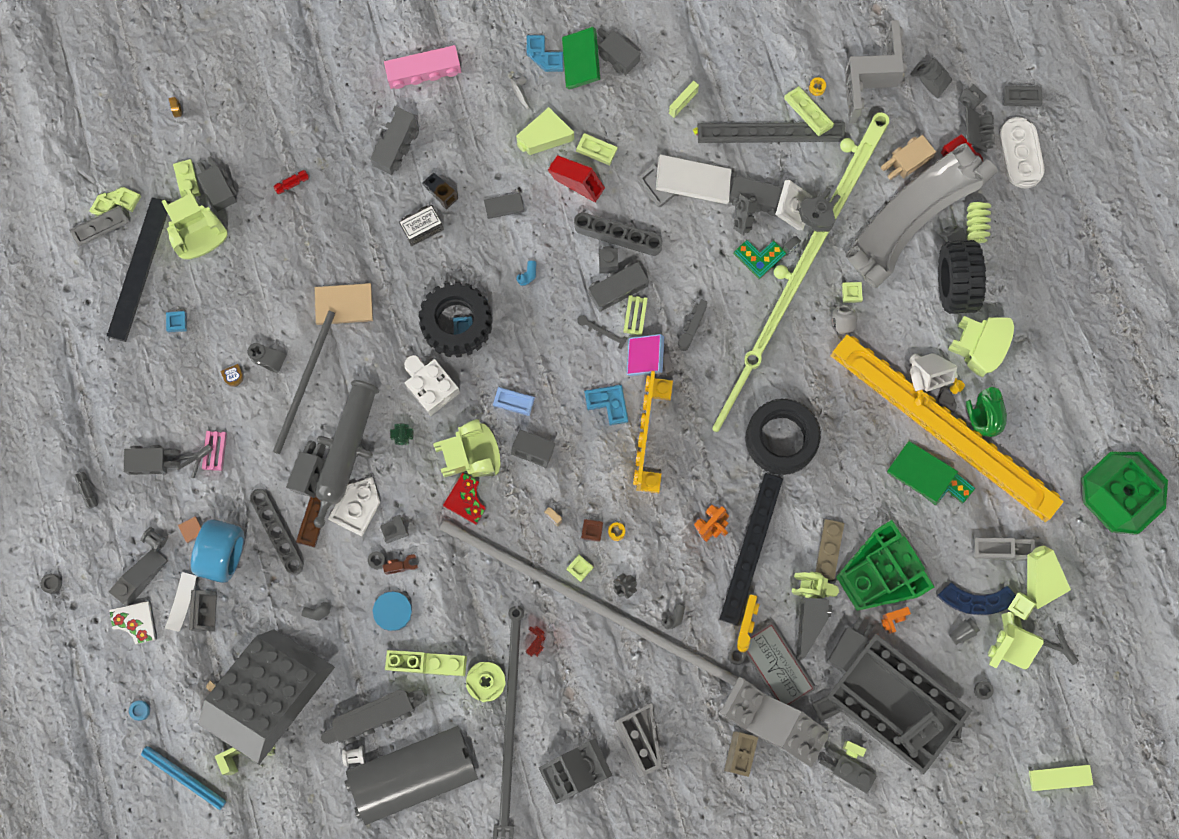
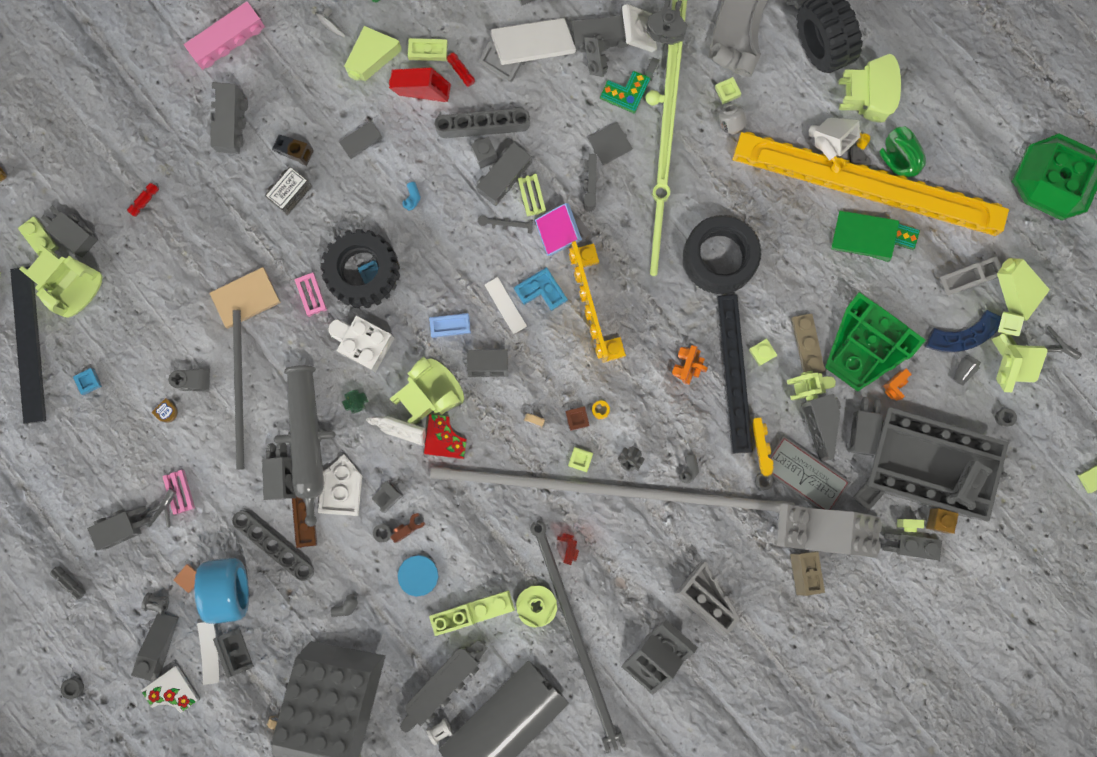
camera: 20 degrees left, 5 degrees up
(402, 340) = (309, 312): none -> bright pink tile
(430, 474) = (399, 429): none -> white tile
(570, 404) = (505, 305): none -> white sticker
(619, 178) = (460, 69): none -> red axle
(725, 297) = (610, 143): none -> dark grey piece
(785, 540) = (763, 352): none -> yellowish green plate
(884, 758) = (942, 521): none -> pearl gold brick

